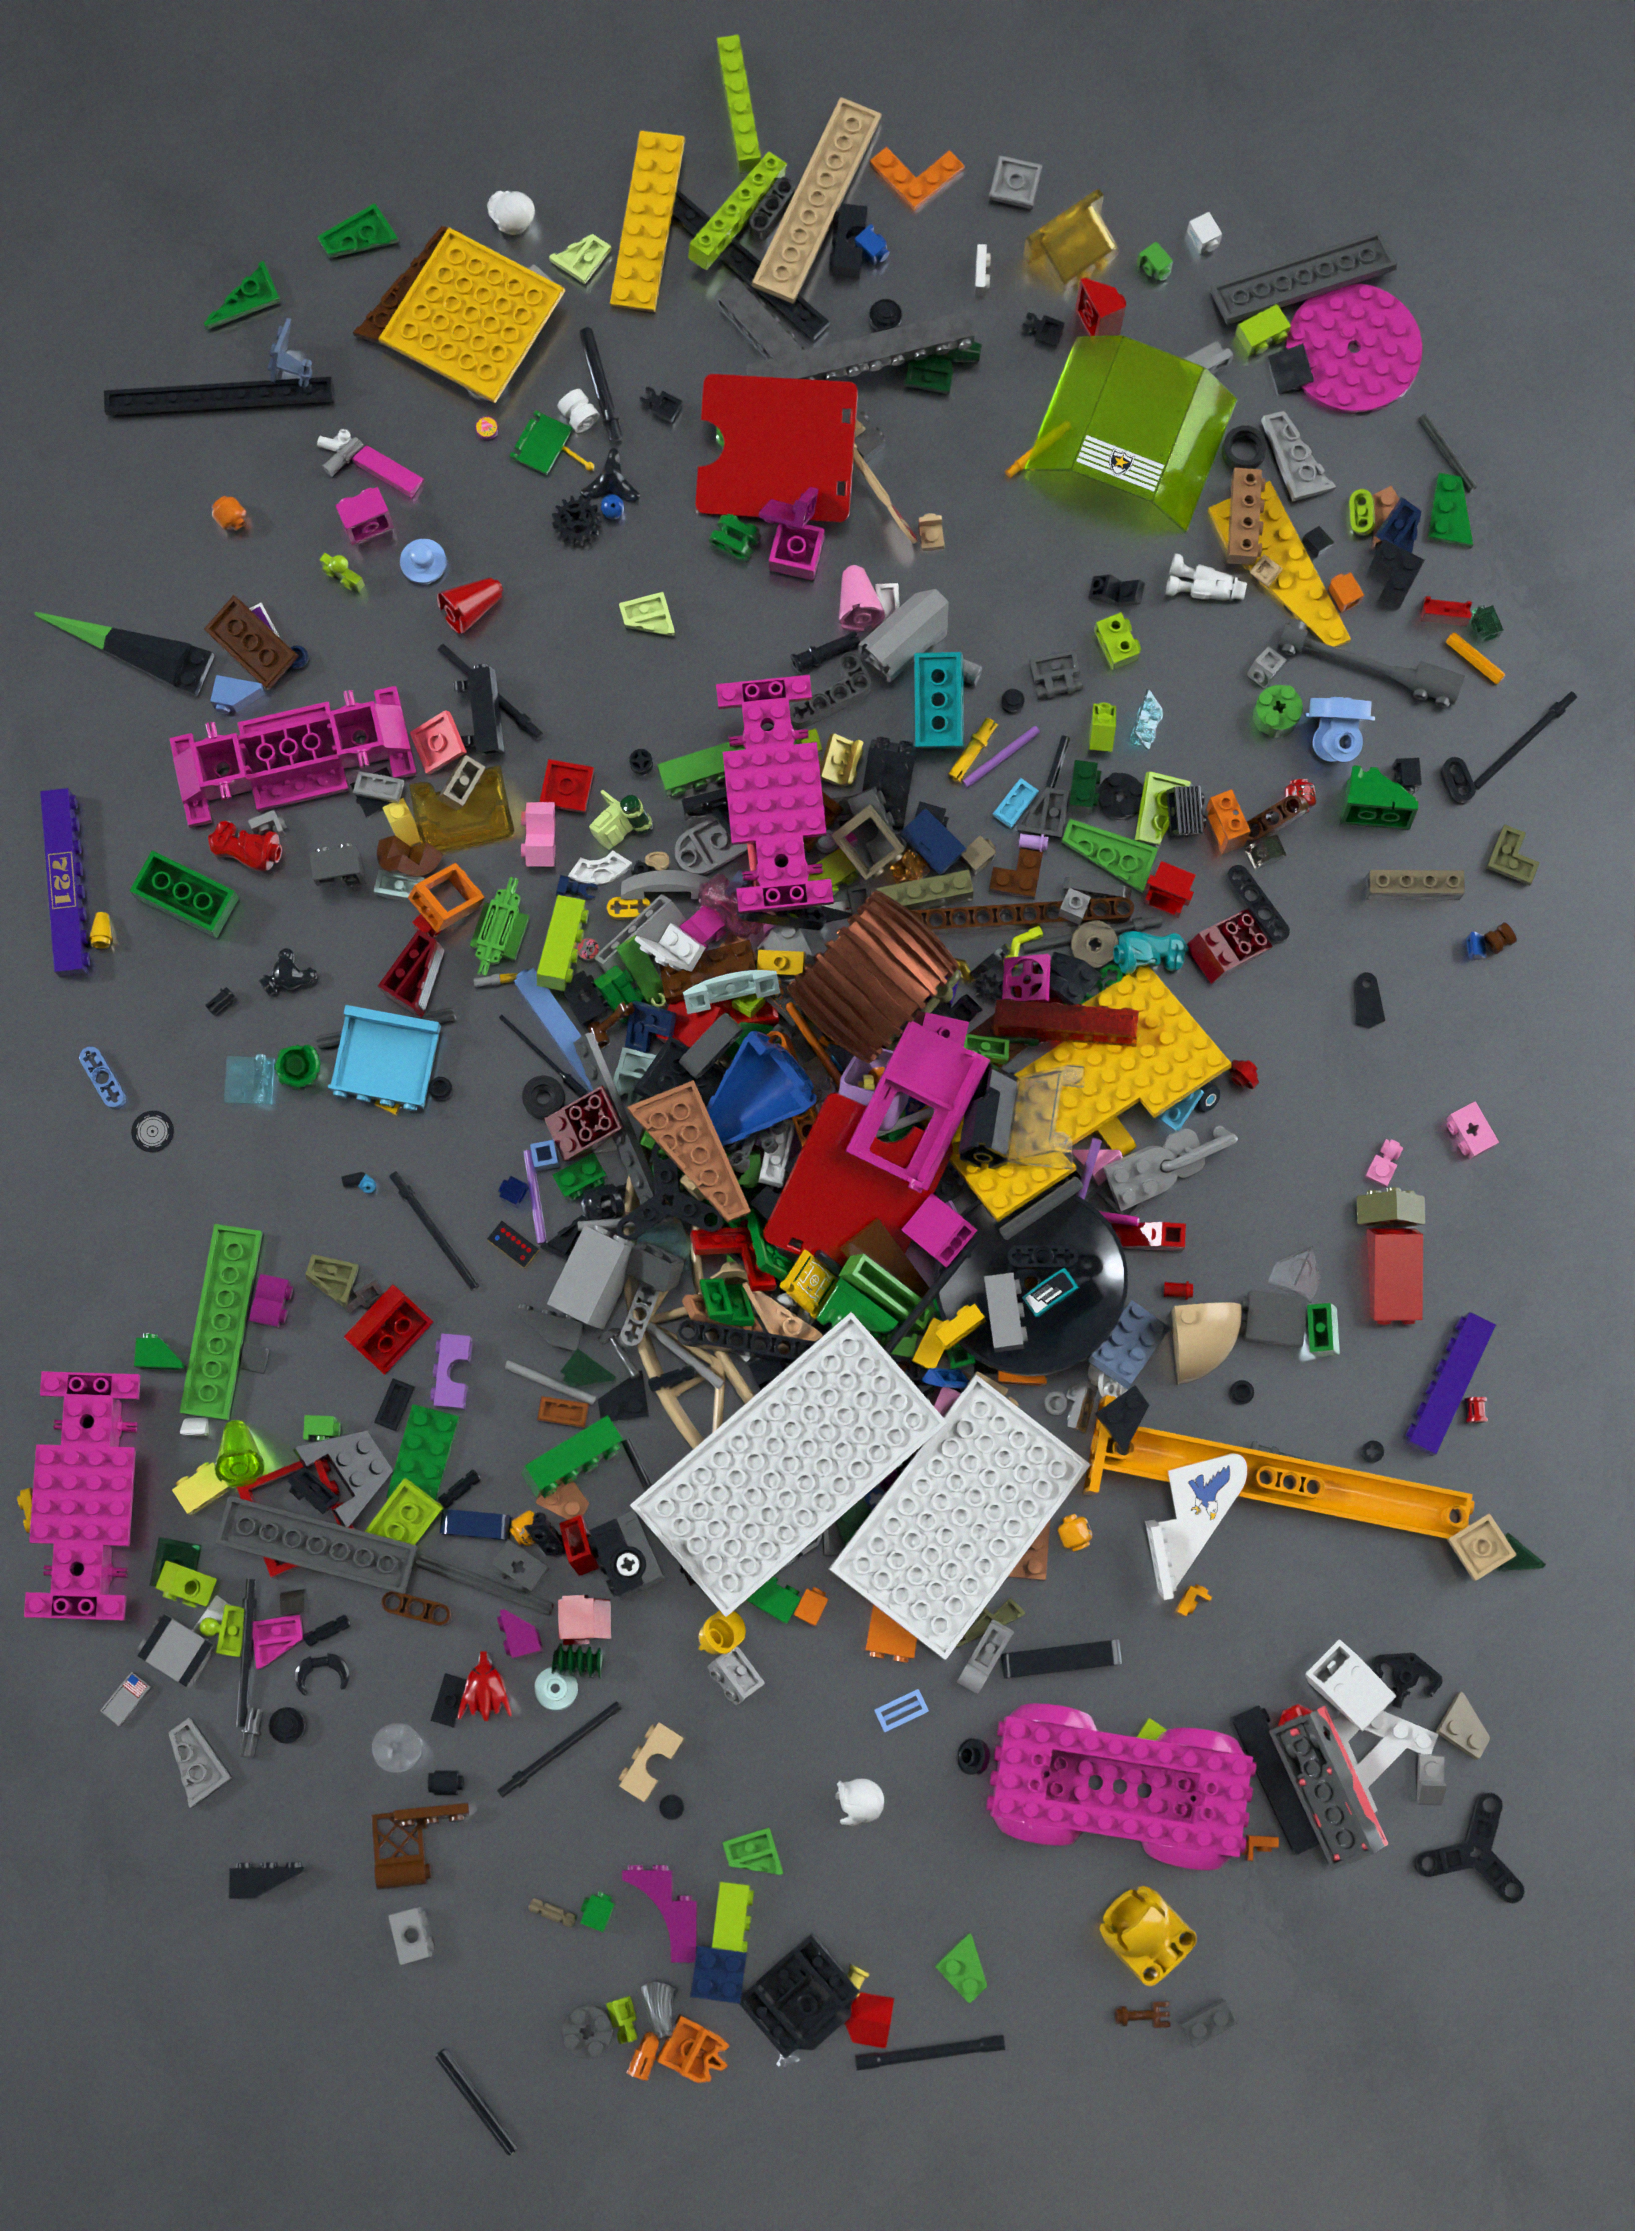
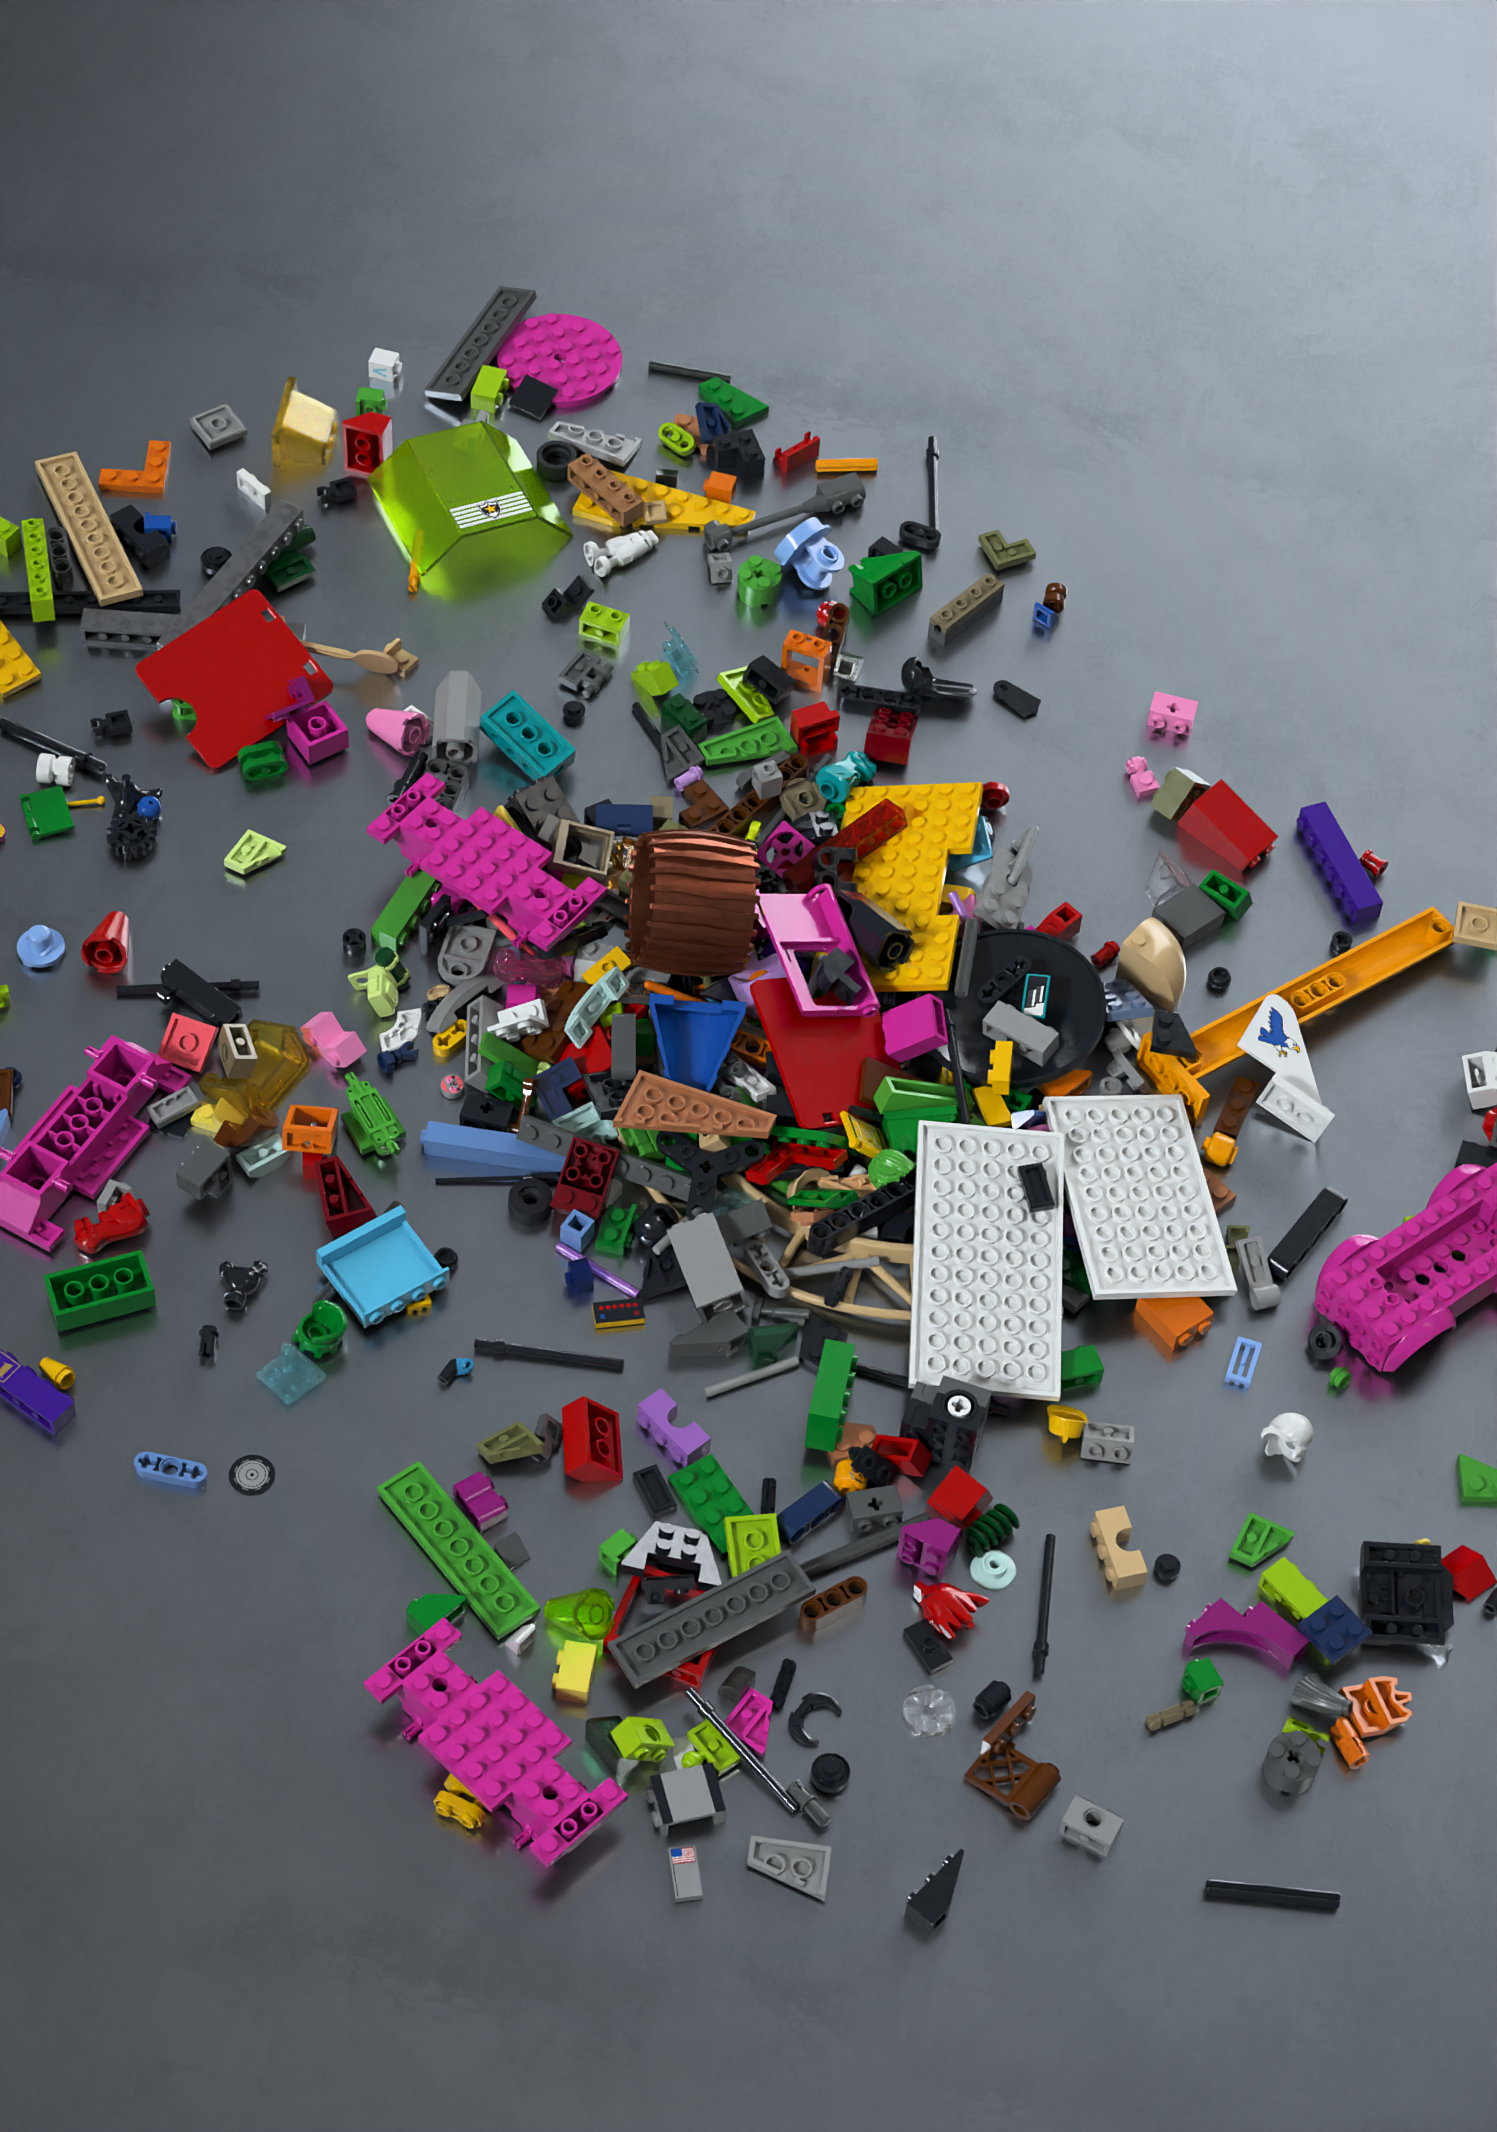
camera: 50 degrees left, 25 degrees down
(495, 979) = (404, 1160): light grey piece -> none
(561, 943) = (432, 1088): lime brick -> none
(563, 1412) = (784, 1384): dark orange plate -> none
(567, 785) = (316, 996): red plate -> none
(798, 1326) = (889, 1167): none -> bright green hair
(811, 1606) = (1108, 1348): orange brick -> none
(877, 1445) = (1035, 1187): none -> black tile
(912, 1133) = (833, 976): none -> black brick
(954, 1791) = (1340, 1377): none -> bright green plate
(977, 742) = (582, 760): yellow pin -> none
(1001, 756) = (605, 749): medium lavender bar -> none
(1015, 803) = (649, 765): medium azure plate -> none
(1017, 1053) = (829, 872): none -> black piece
(1036, 1118) = (917, 909): clear windscreen -> none
(1130, 1509) = (1236, 1107): none -> reddish brown plate
(1188, 1601) = (1341, 1123): light orange bracket -> none
(1306, 921) = (921, 682): none -> black hair
(1486, 624) = (832, 439): clear green brick -> none

